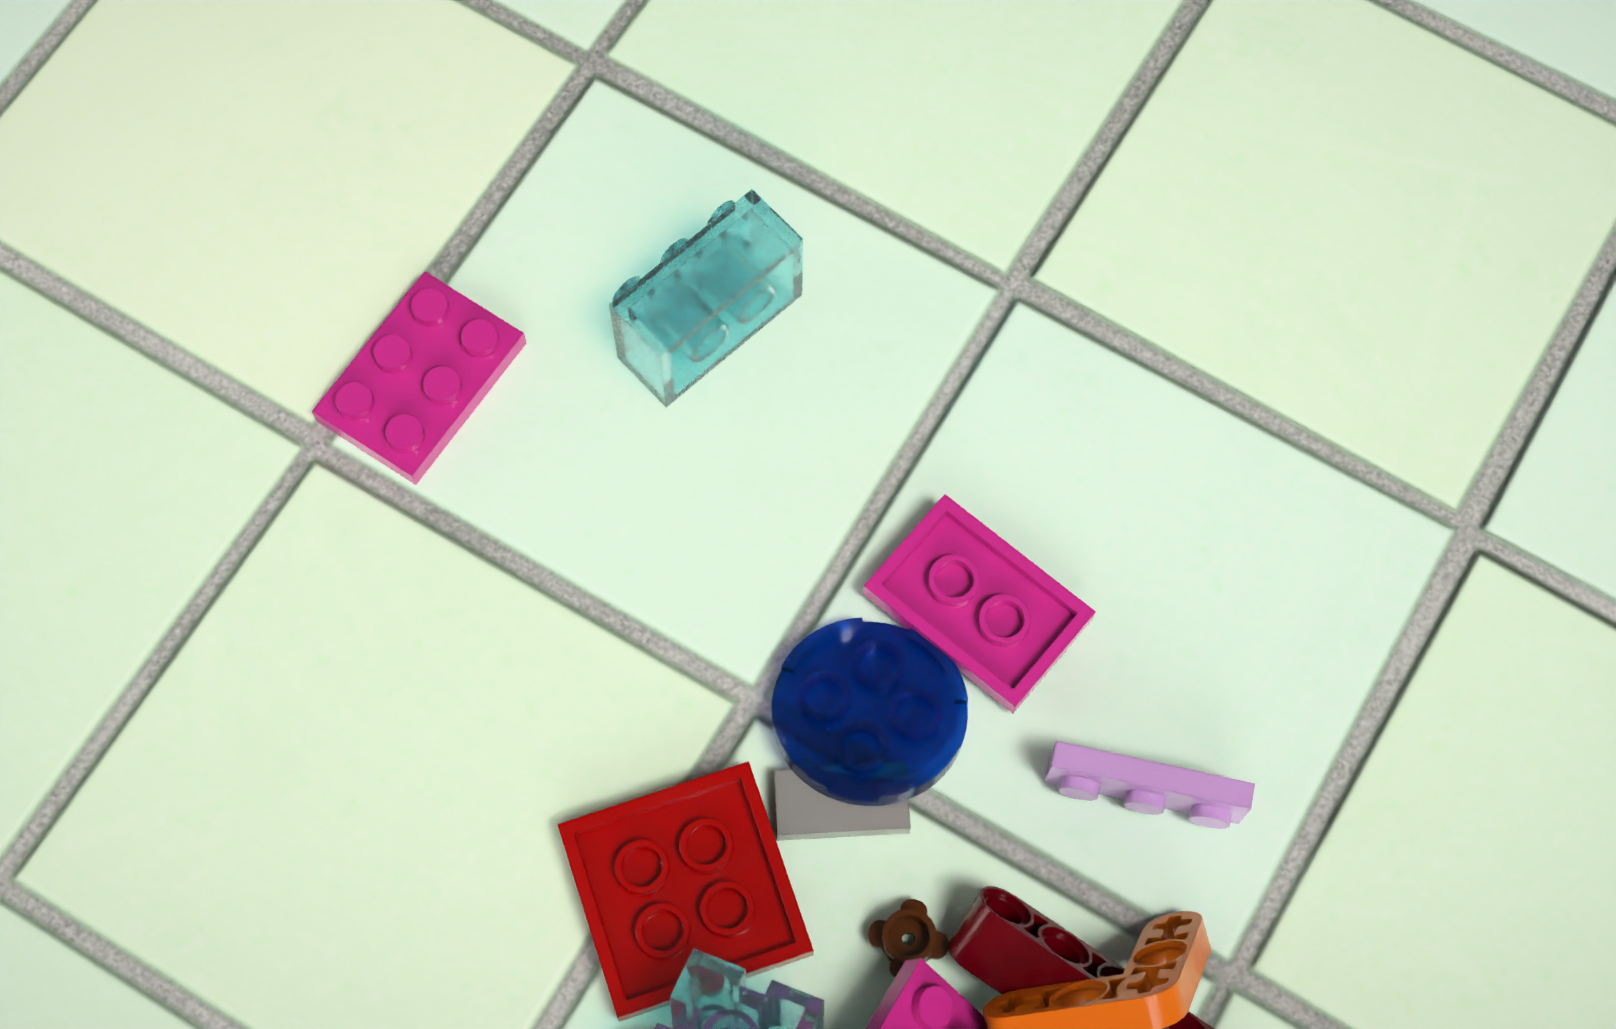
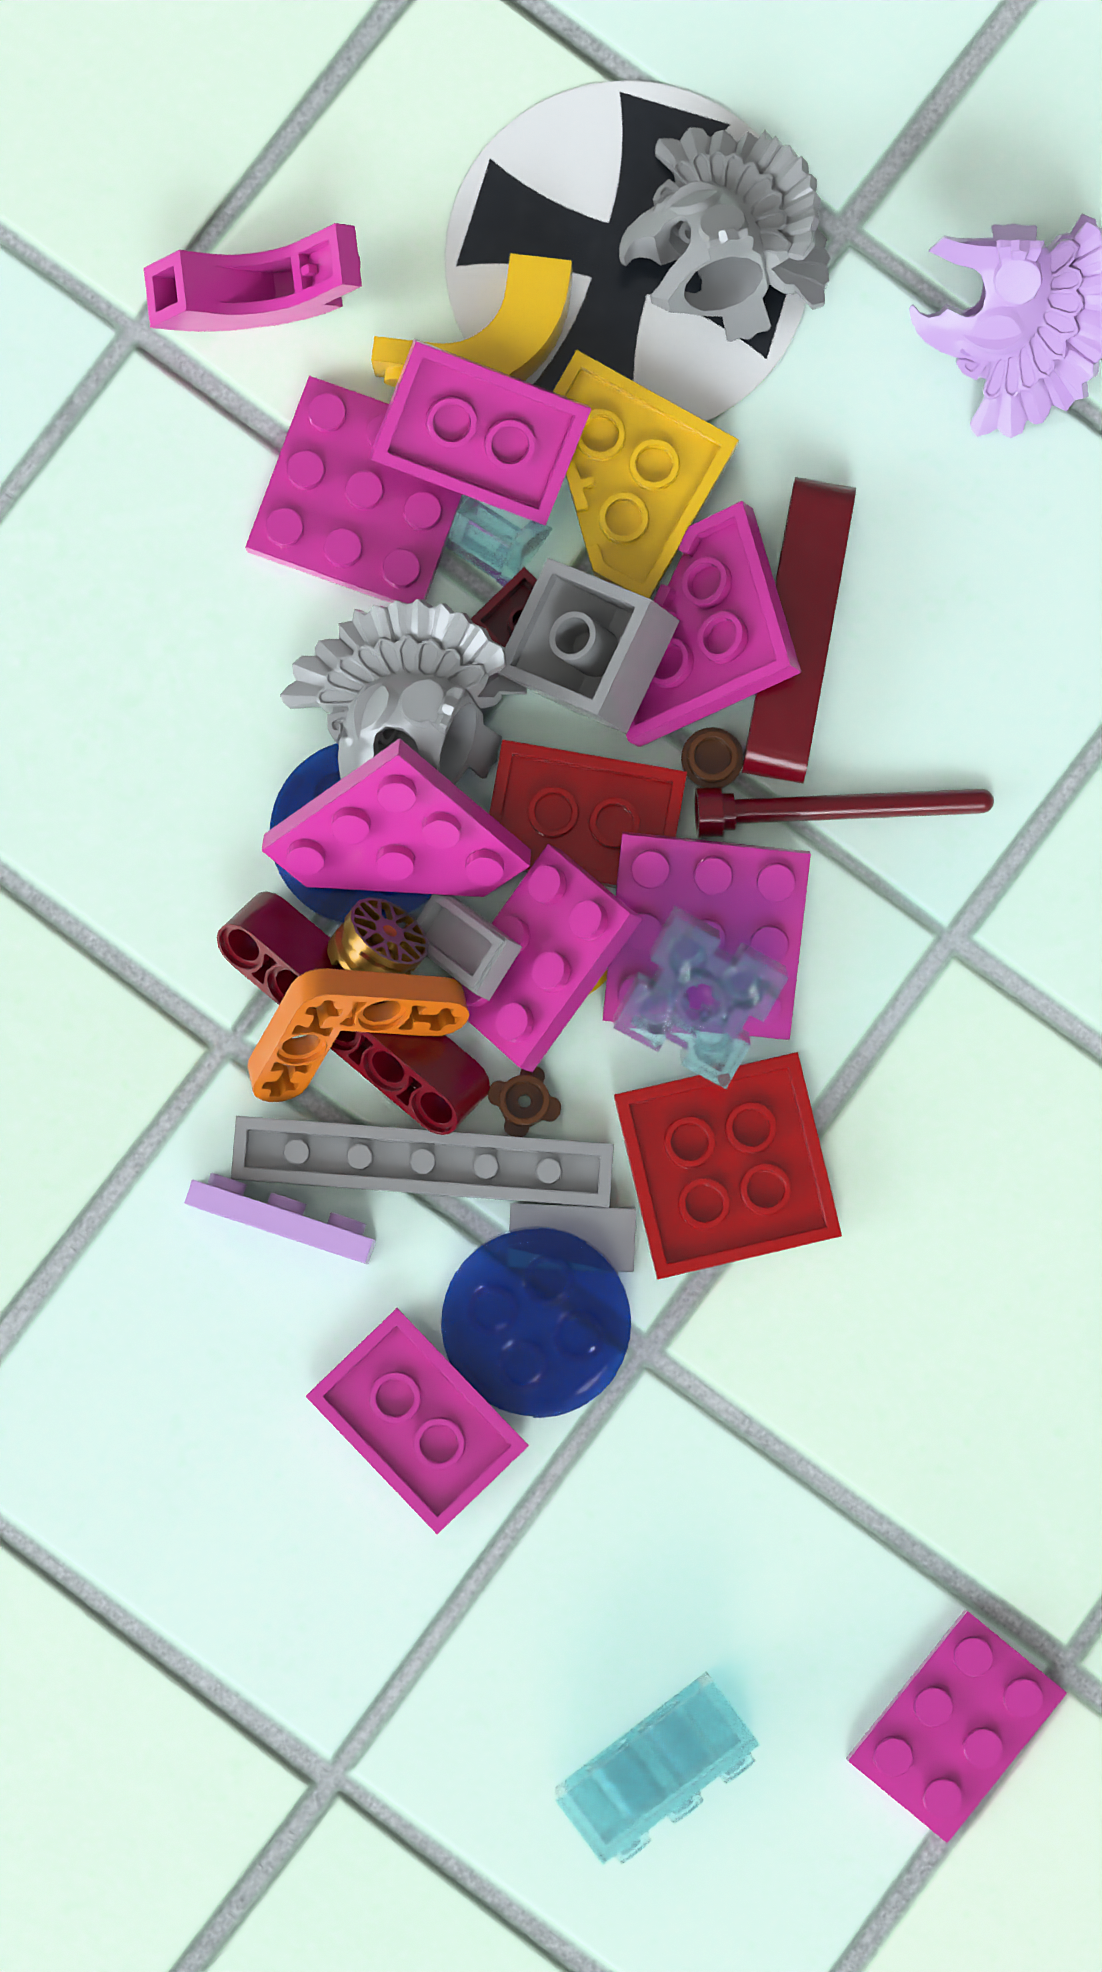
camera: 175 degrees left, 15 degrees up
(1019, 859) = (422, 1161): none -> light grey plate

